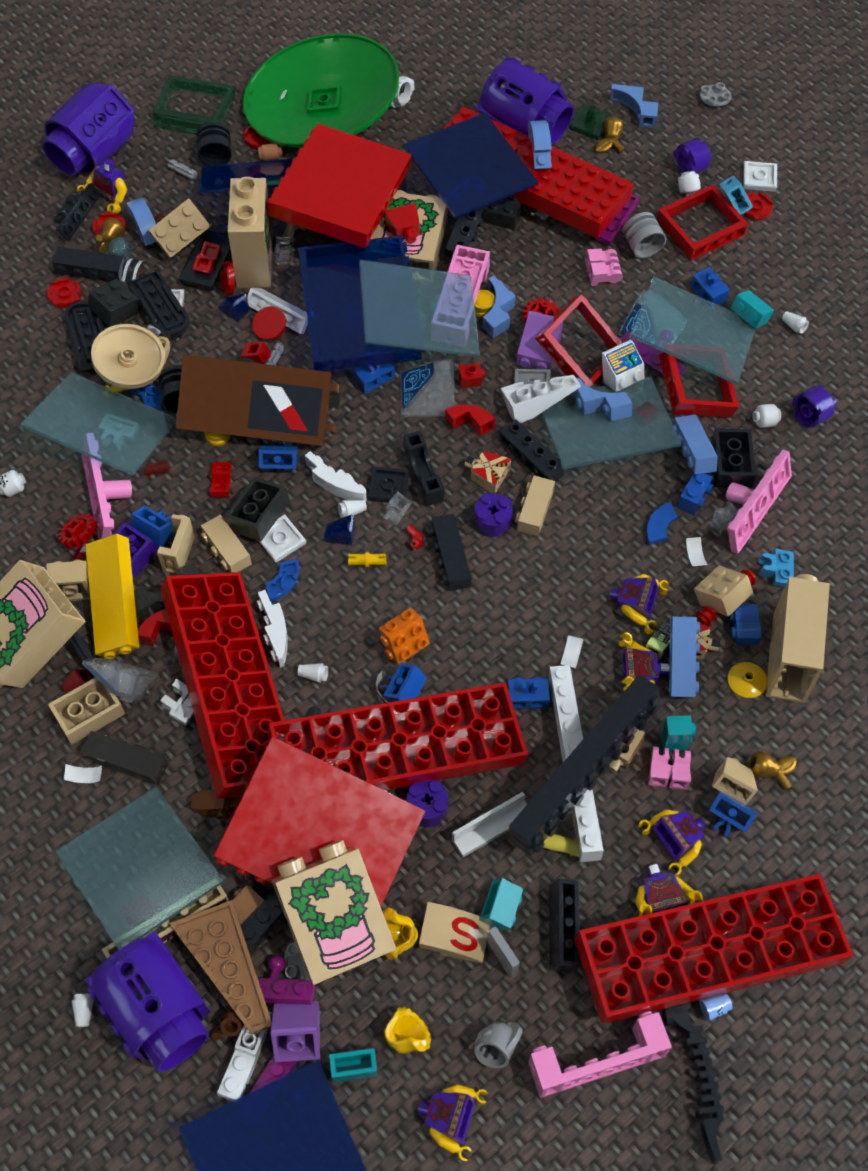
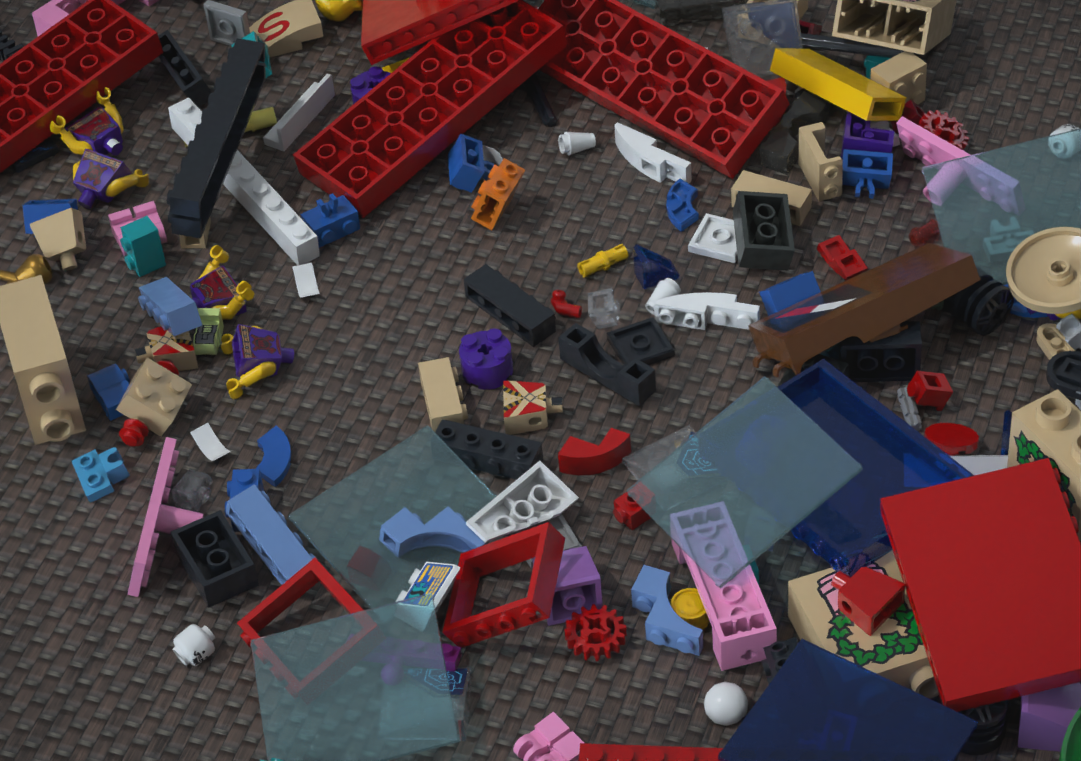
camera: 155 degrees right, 15 degrees down
(500, 251) = (726, 703): none -> white hair
(747, 687) = (89, 351): yellow dish -> none
(813, 406) = (129, 675): dark purple brick -> none

